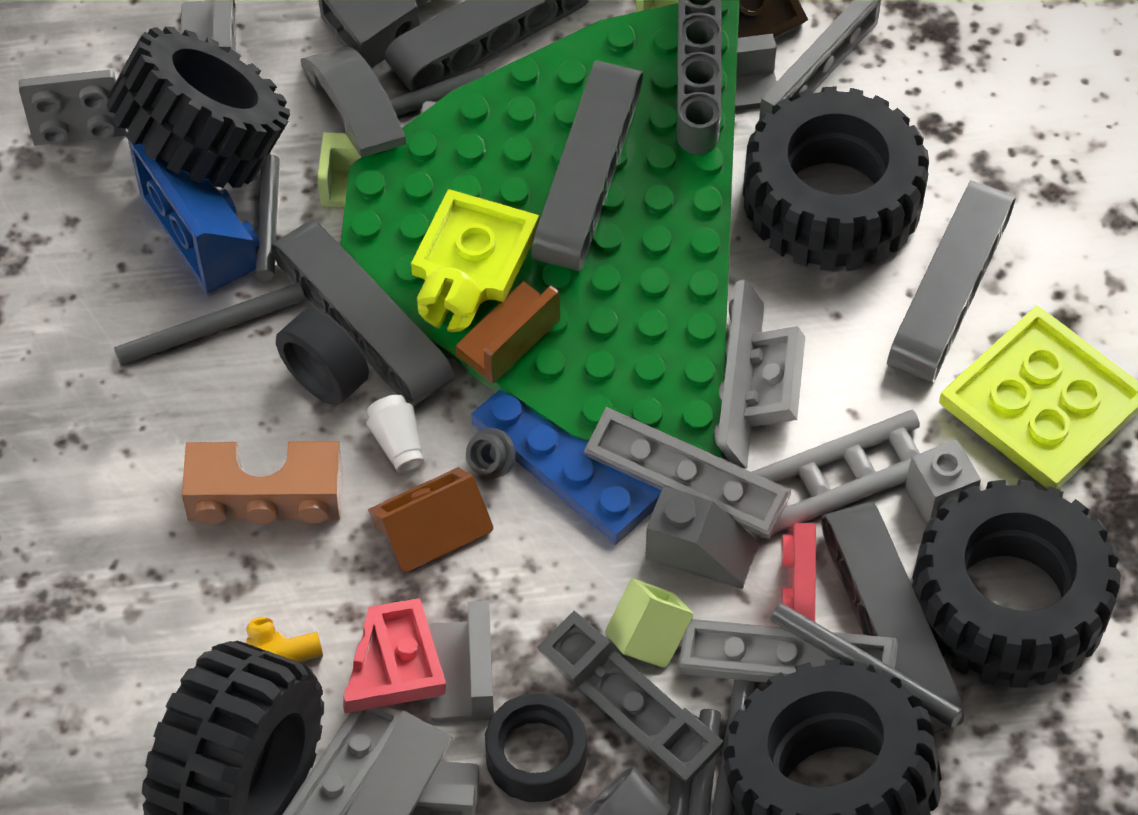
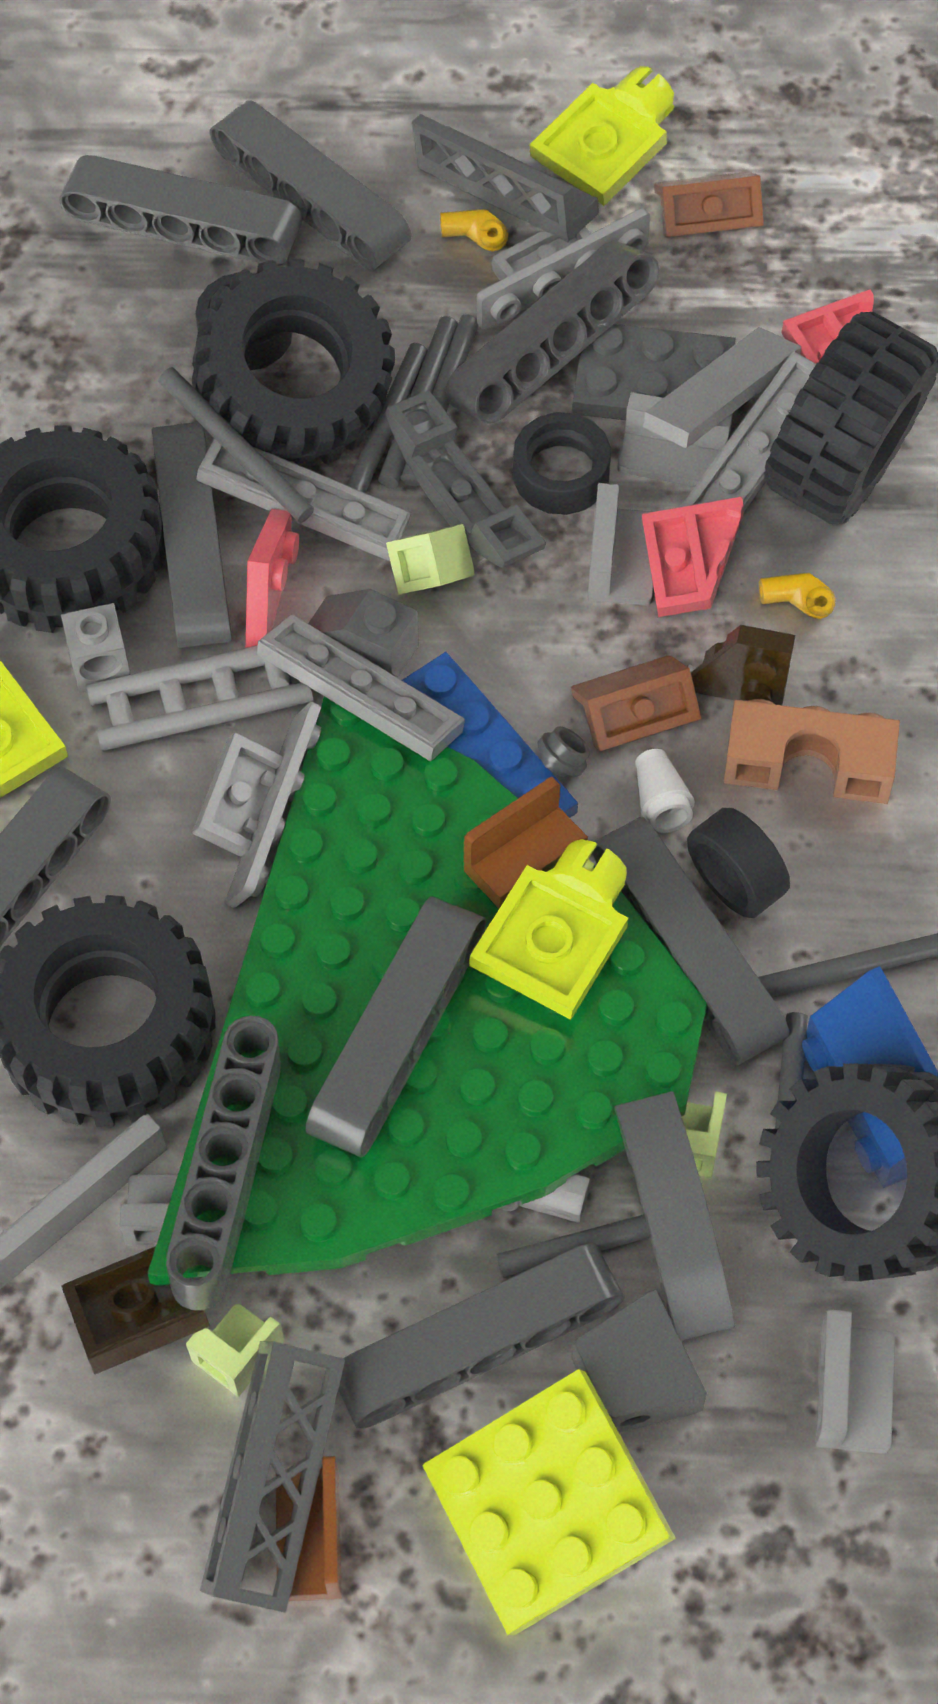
camera: 170 degrees left, 5 degrees up
(330, 530) = (746, 666): none -> dark brown wing

